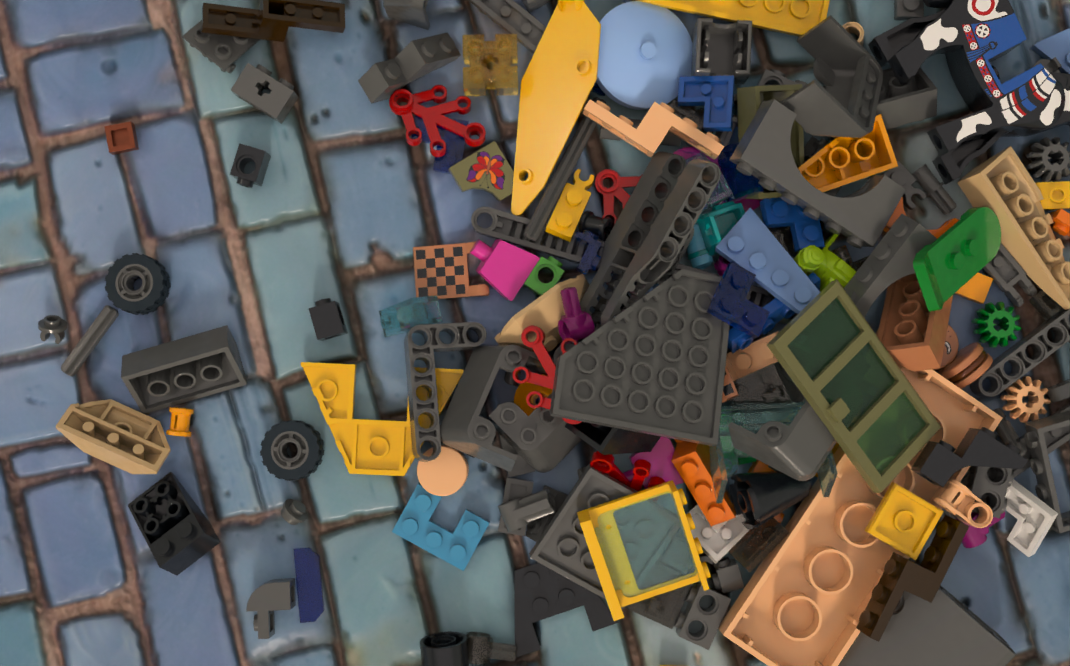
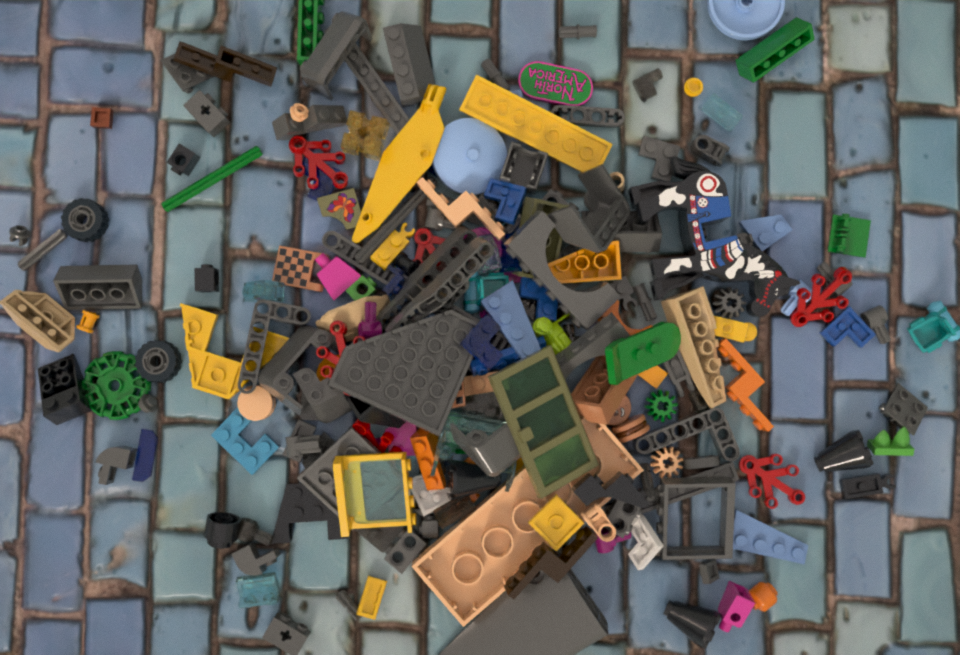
camera: 10 degrees right, 0 degrees up
(226, 506) = (103, 388): none -> green plate
(295, 180) = (212, 178): none -> green axle
(395, 56) = (296, 115): none -> light nougat plate
(620, 154) = (437, 221): none -> dark grey axle

